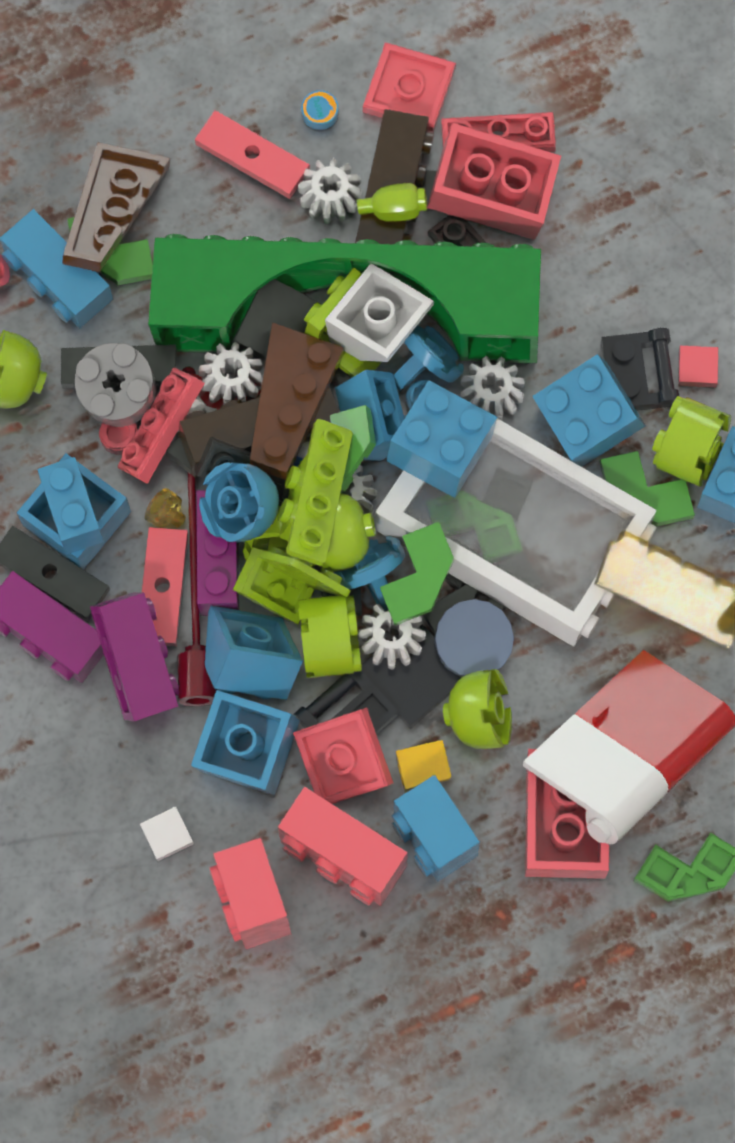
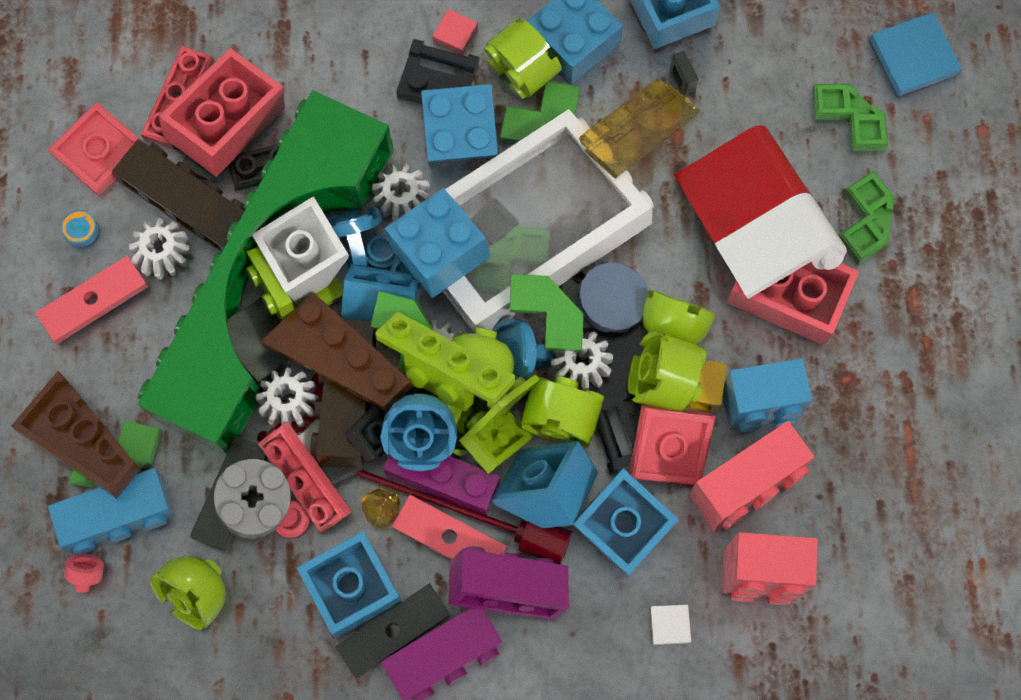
camera: 70 degrees left, 0 degrees up
(70, 505) = (352, 580): dark azure brick -> none
(395, 202) = (203, 195): lime plant -> none
(410, 719) = (666, 372): none -> lime brick

